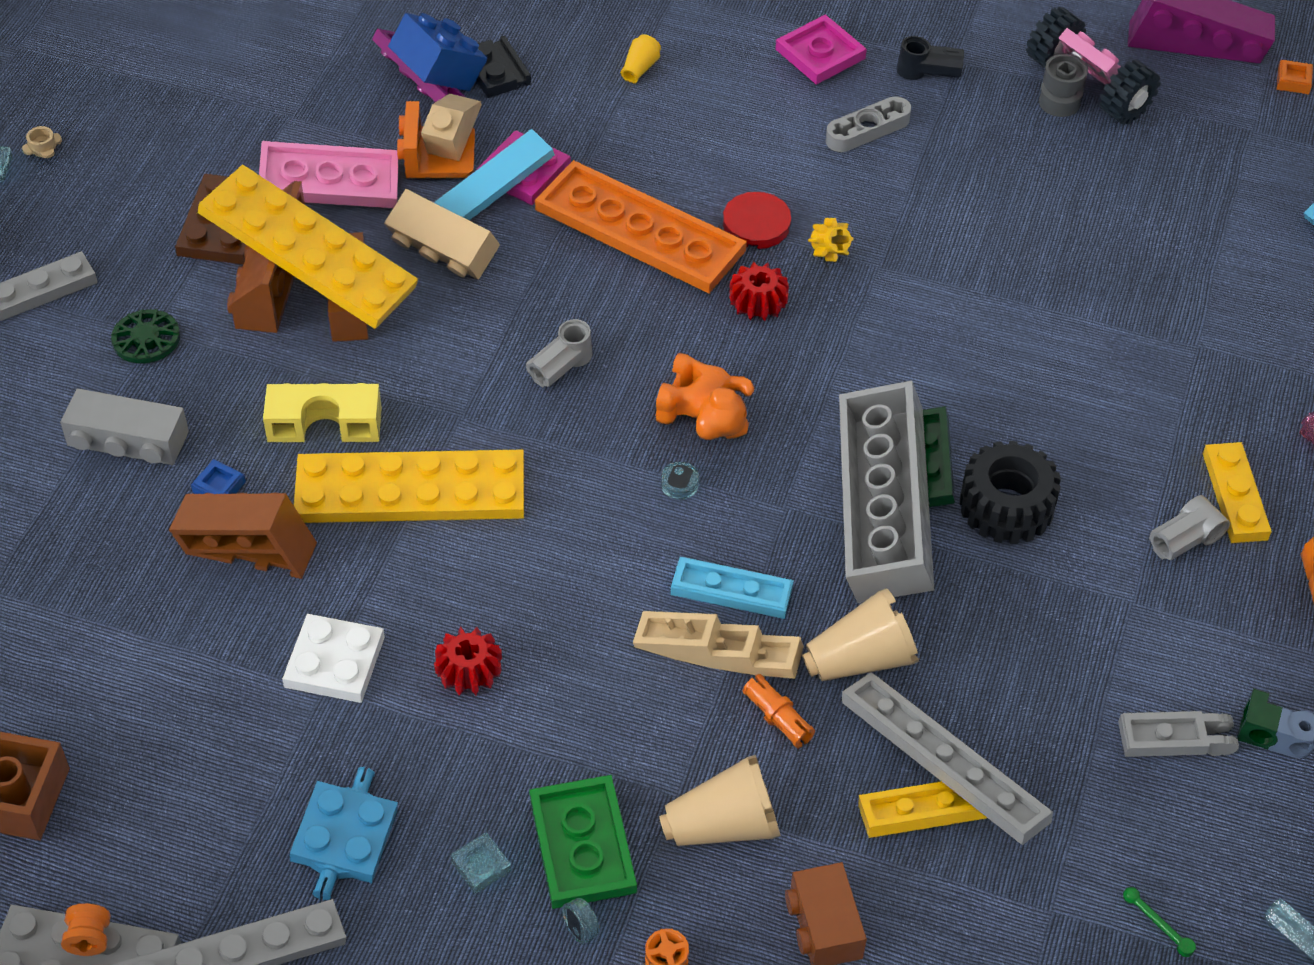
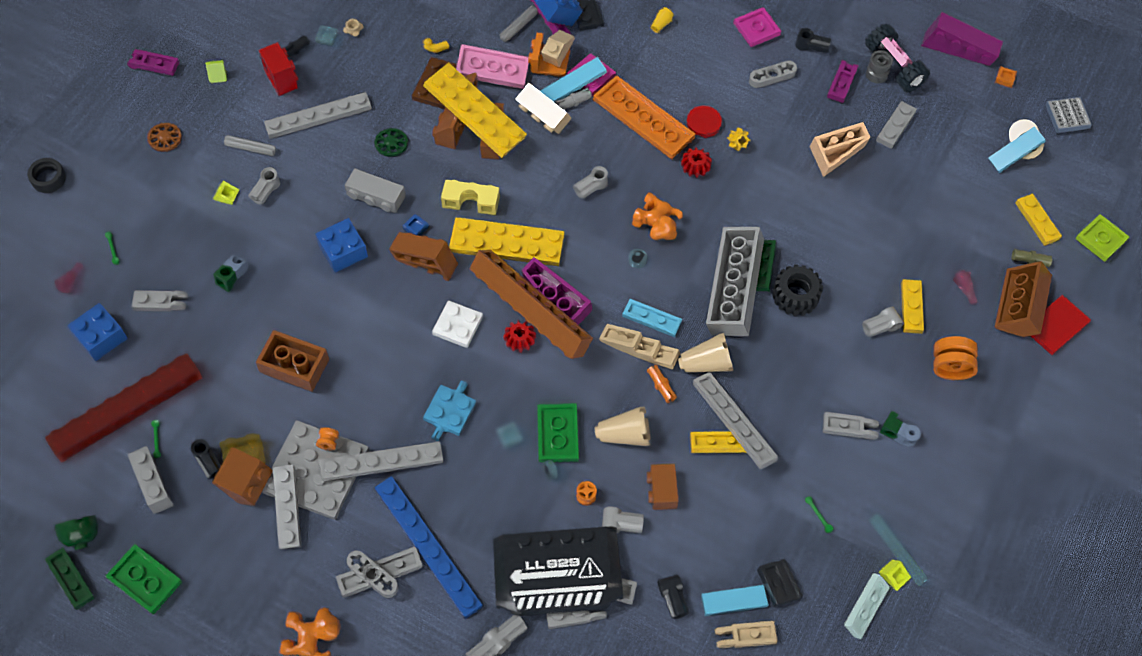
camera: 10 degrees right, 10 degrees up
(68, 538) = (341, 245): none -> blue brick
(208, 158) = (435, 48): none -> yellow arm
(366, 98) = (514, 27): none -> light grey axle
(483, 592) = (531, 304): none -> dark orange brick
(500, 212) = (574, 99): none -> light grey pin
(532, 571) = (557, 290): none -> magenta wedge
(1001, 120) = (842, 81): none -> magenta plate
(1023, 226) = (838, 146): none -> light nougat wedge
(1119, 180) = (896, 125): none -> light grey plate

